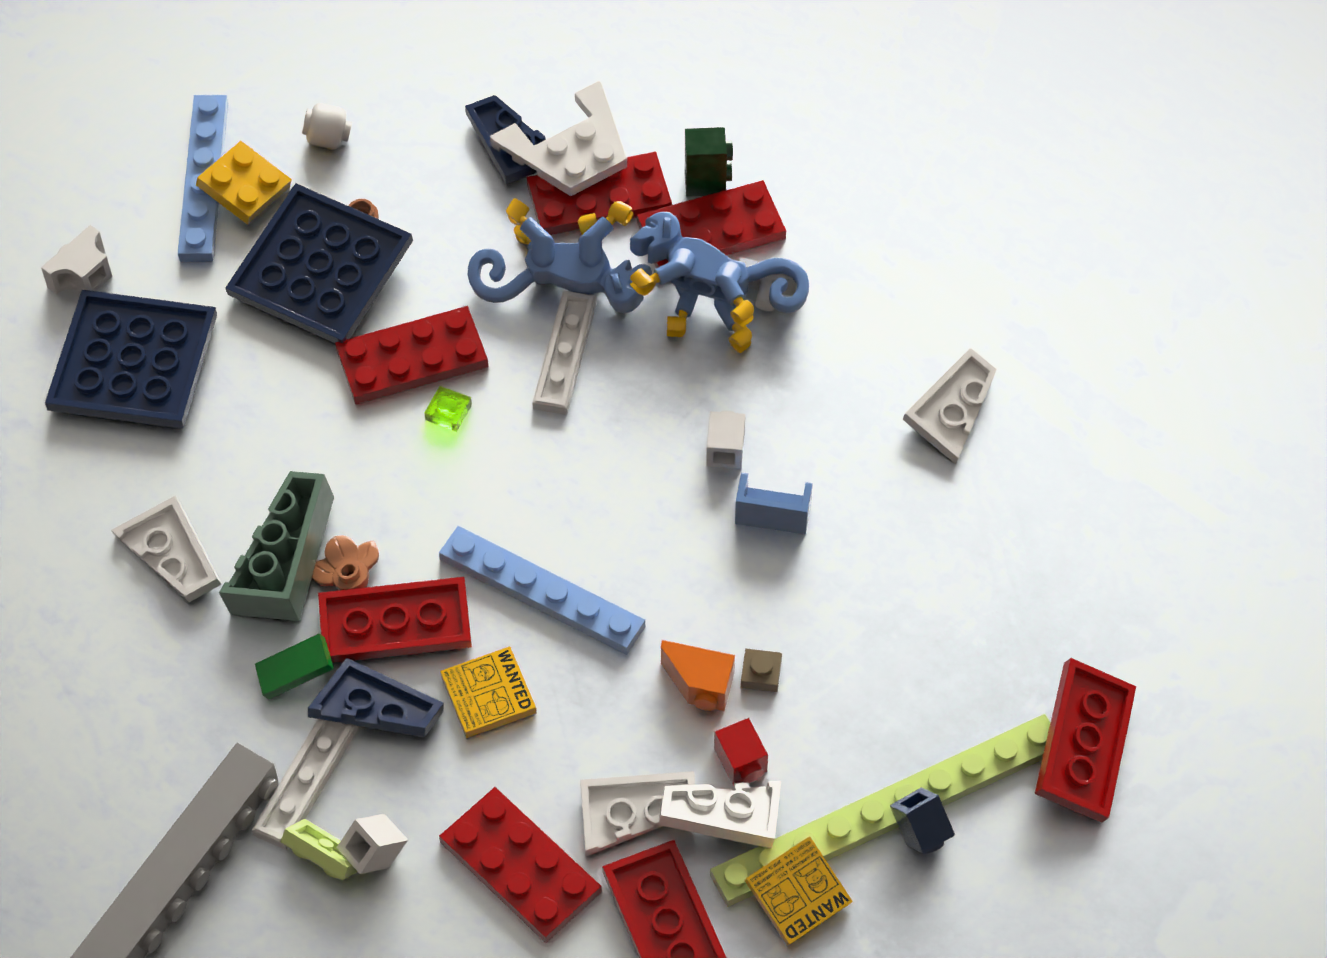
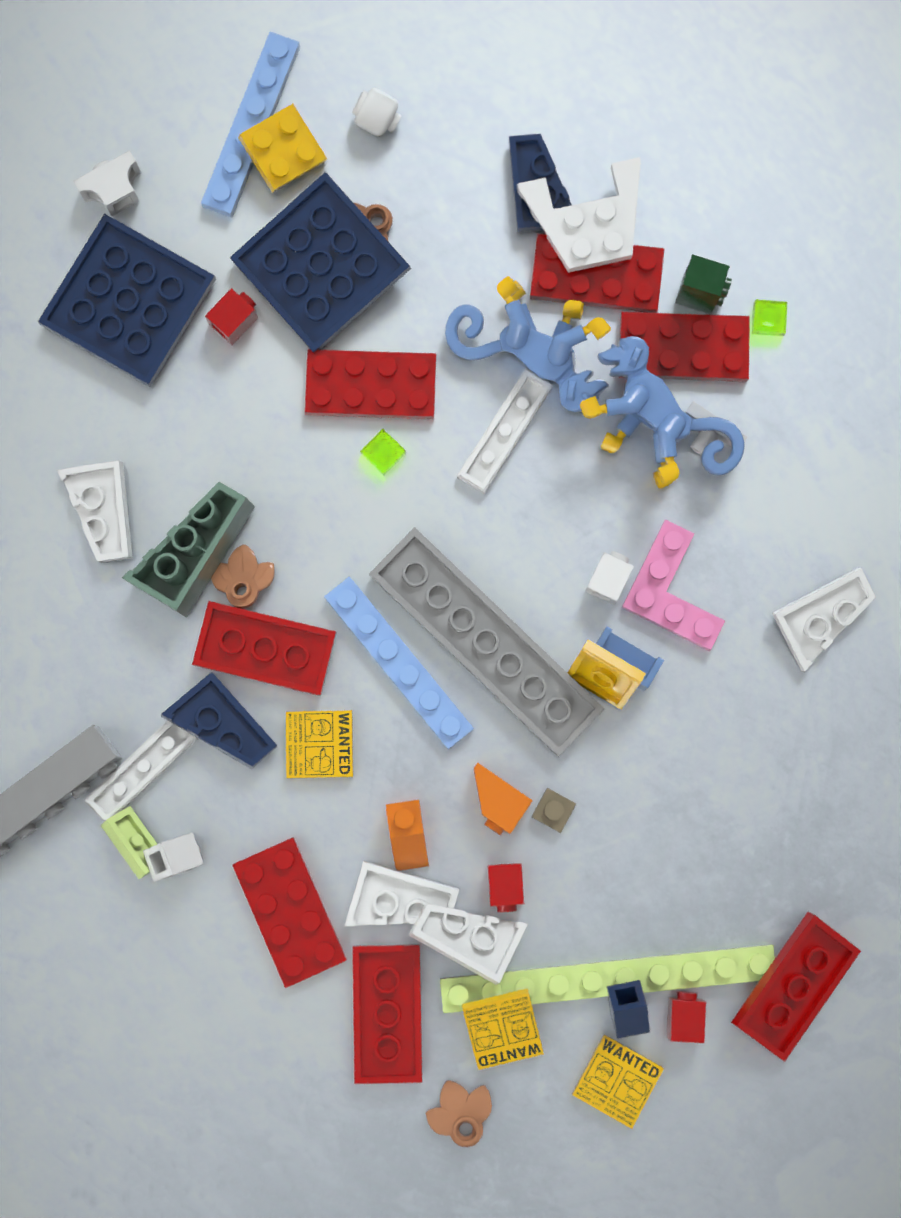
camera: 20 degrees right, 25 degrees up
(246, 337) = (232, 315): none -> red brick
(294, 666) = (165, 663): green tile -> none
(615, 737) = (407, 835): none -> orange slope
(626, 538) = (486, 642): none -> light grey plate
(758, 517) = (605, 674): none -> yellow tile
(780, 451) = (652, 602): none -> bright pink plate
(783, 177) = (769, 317): none -> clear neon green plate
(944, 904) = (617, 1081): none -> yellow tile
(987, 813) = (686, 1018): none -> red brick

